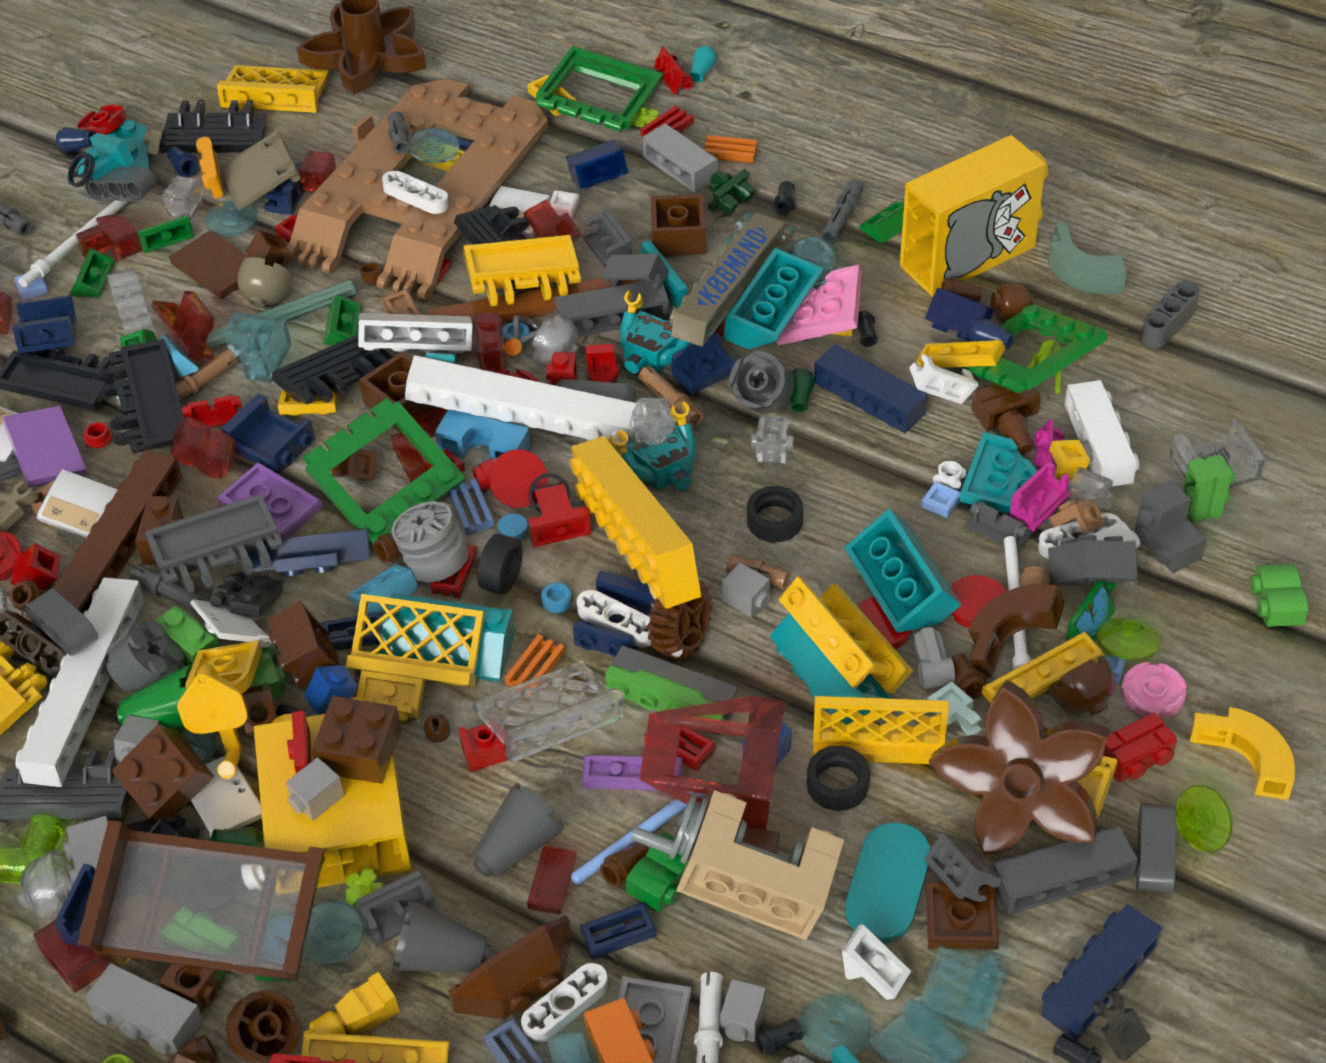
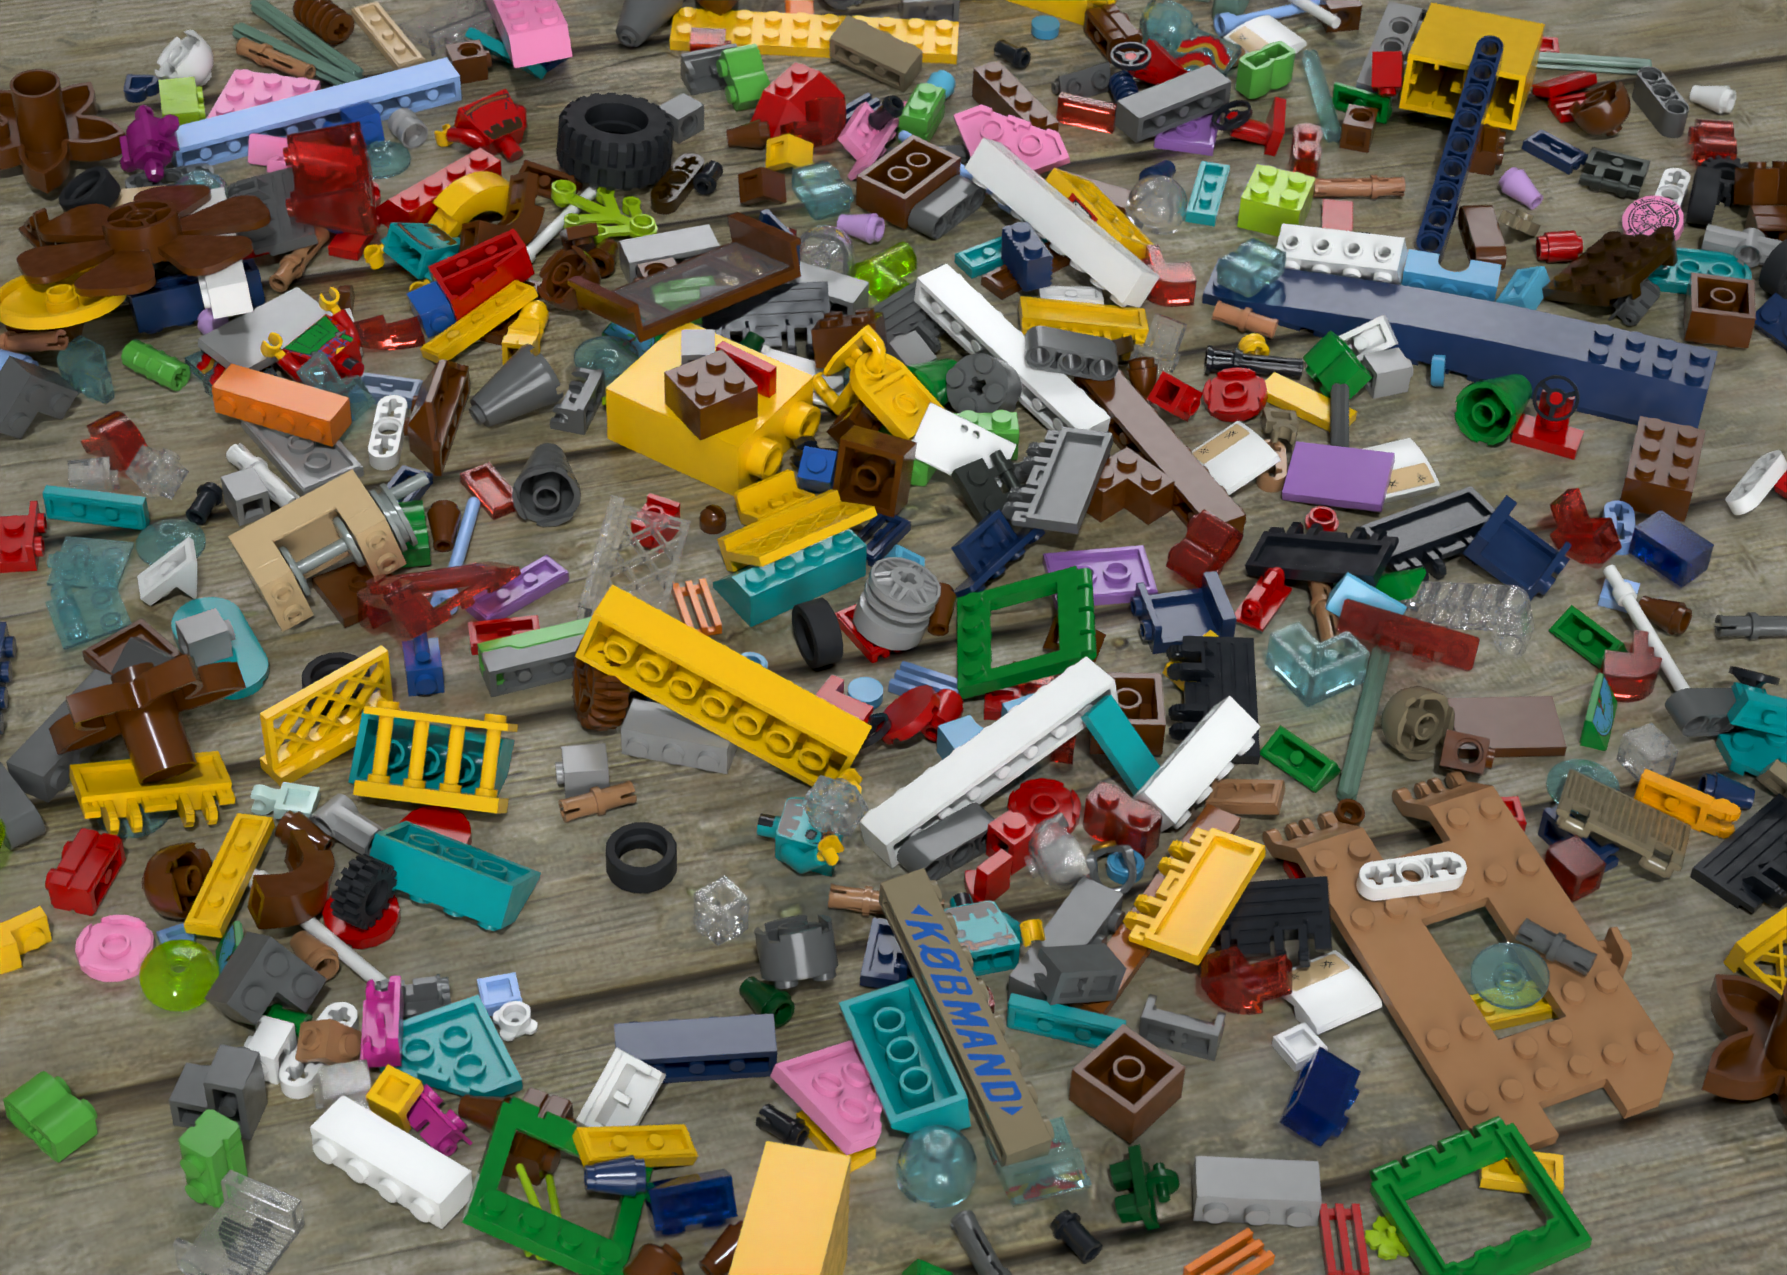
camera: 130 degrees right, 5 degrees down
(36, 247) = (1667, 614): none -> reddish brown cone
(904, 868) = (205, 637): none -> light grey brick
(978, 576) = (363, 891): none -> black tyre

